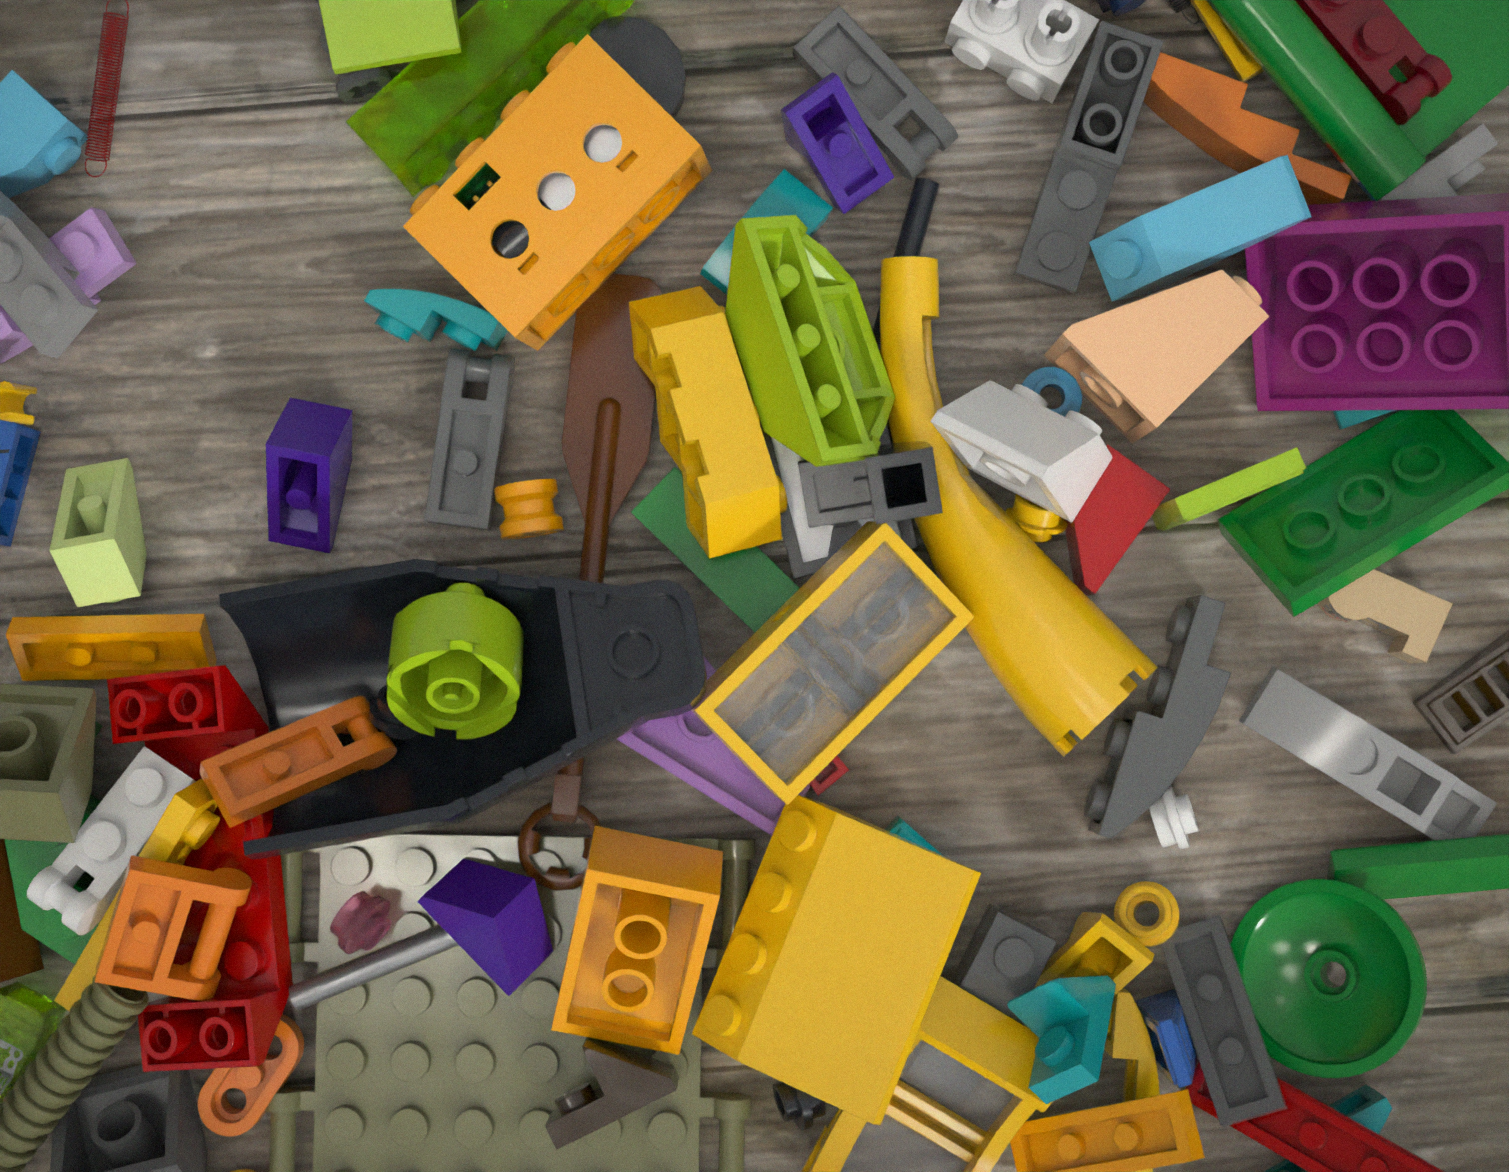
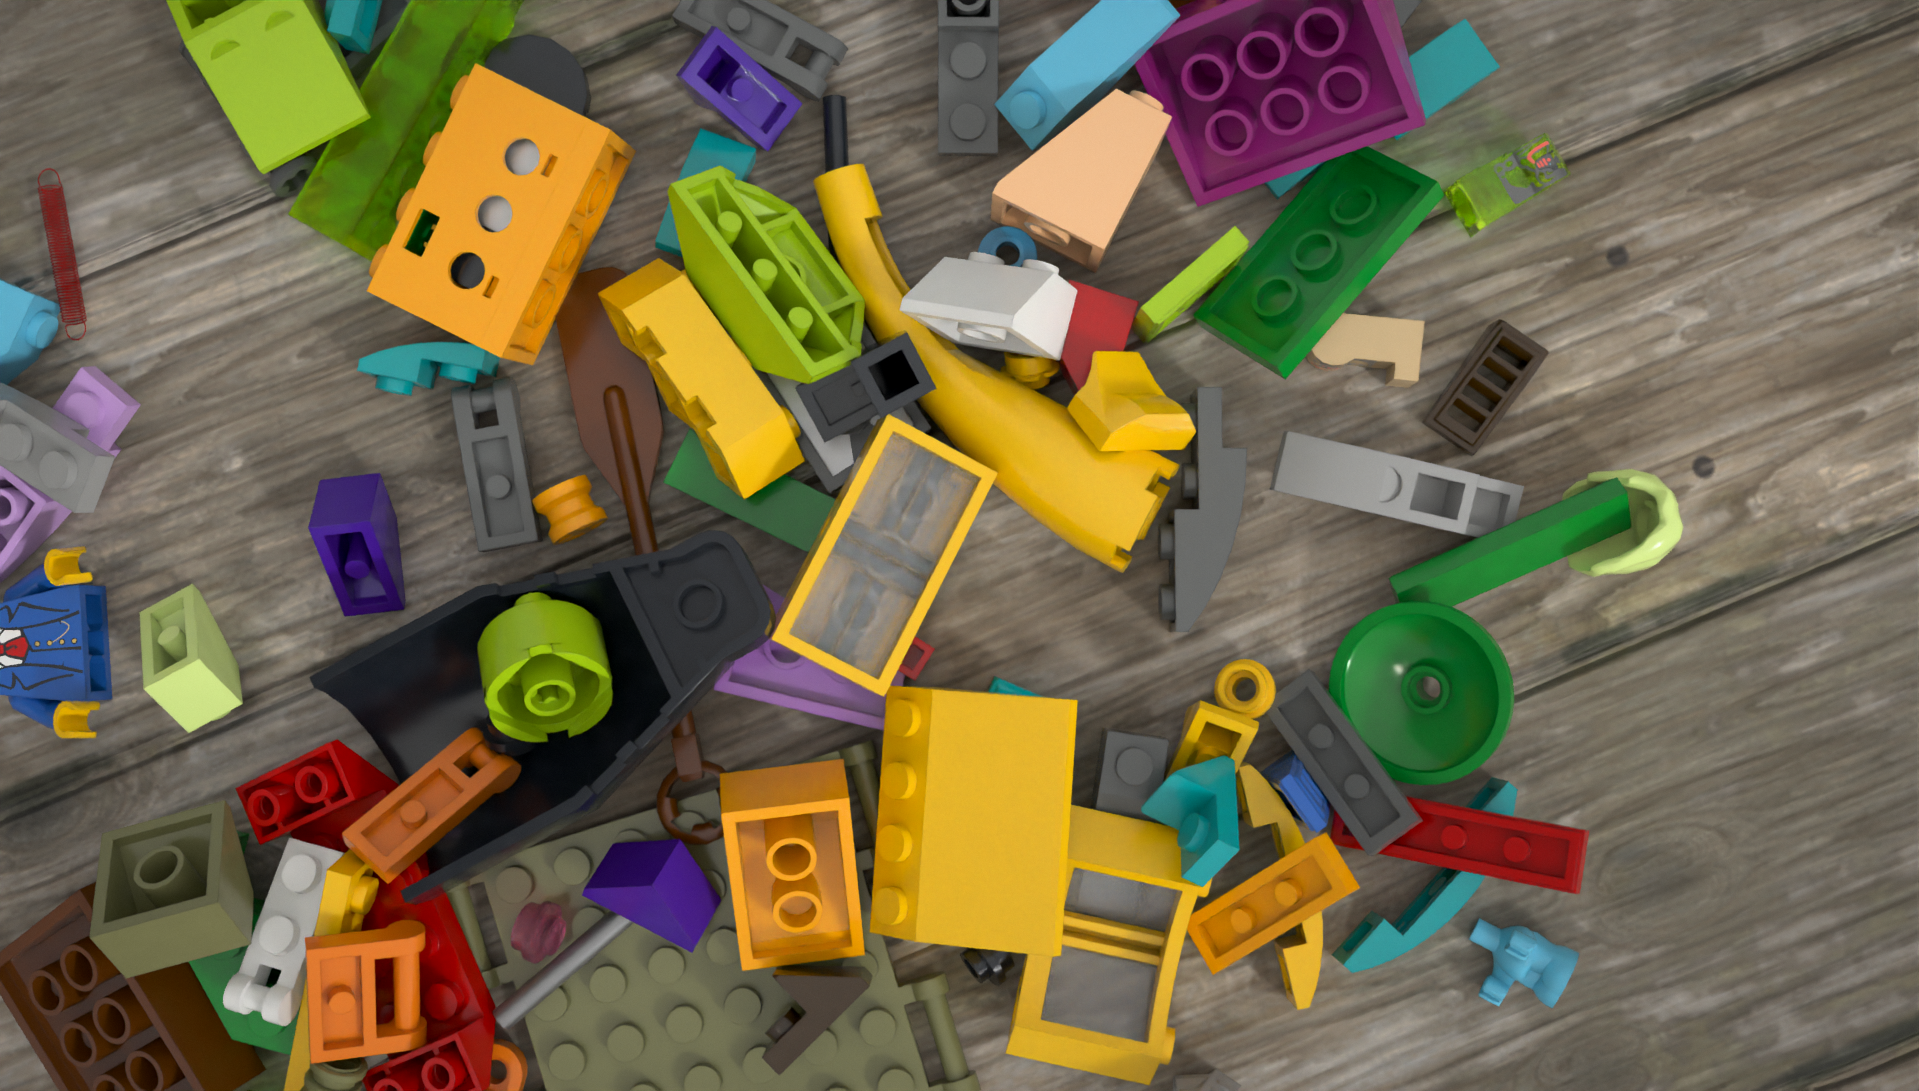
camera: 20 degrees left, 0 degrees up
(108, 645) = (227, 758): light orange plate -> none
(1124, 594) = (1127, 408): none -> yellow slope
(1173, 819) = (1240, 596): white plate -> none

